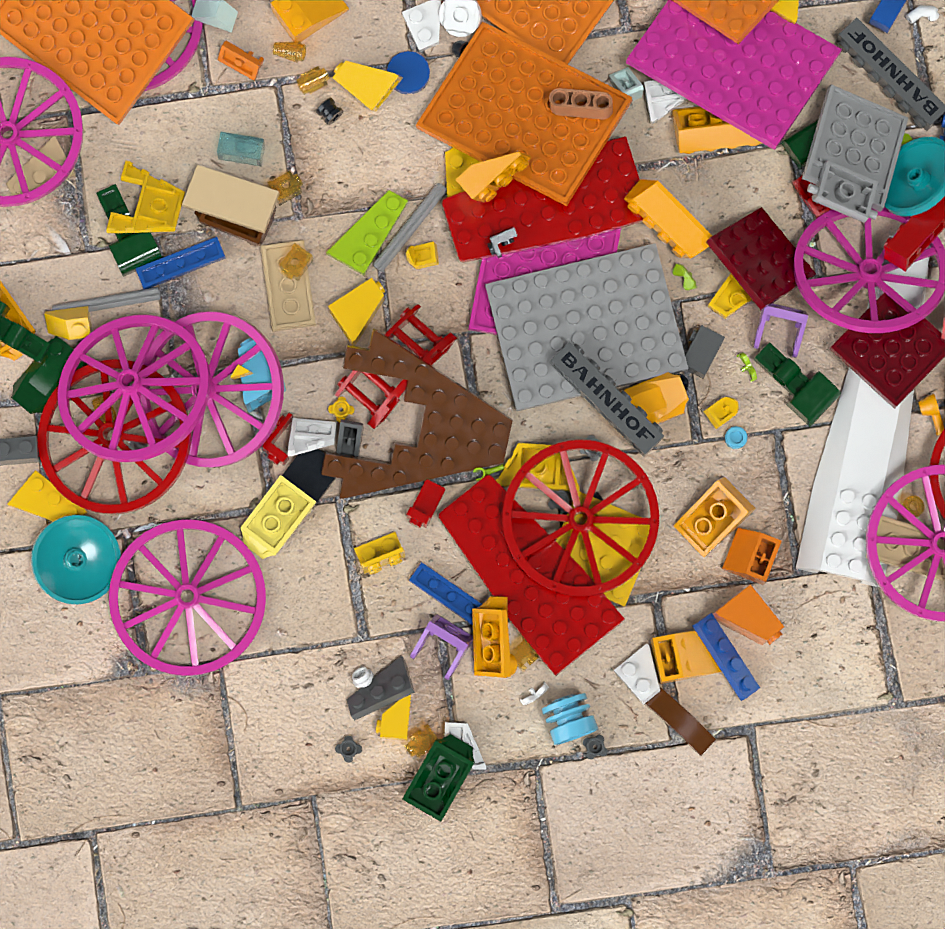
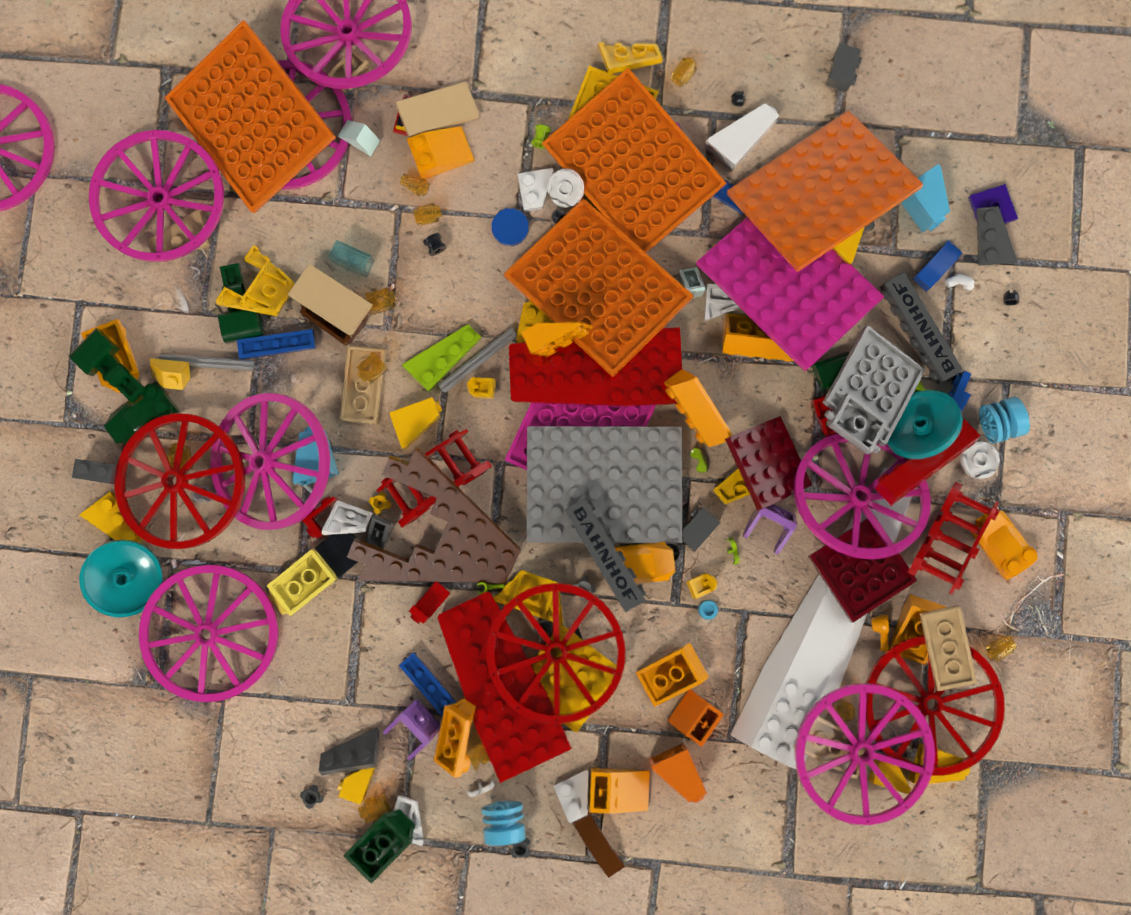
camera: 15 degrees right, 5 degrees up
(135, 390) = (201, 447): dark pink wheel -> none
(240, 60) = (370, 182): orange plate -> none
(240, 372) = (293, 455): yellow piece -> none
(362, 677) = (338, 739): white plate -> none
(366, 83) = (471, 228): yellow slope -> none
(380, 553) = (379, 635): yellow bracket -> none
(504, 237) = (552, 391): bracket -> none
(572, 97) = (642, 283): nougat beam -> none
(726, 656) = (651, 800): blue plate -> none
(810, 396) = (779, 589): dark green plate -> none

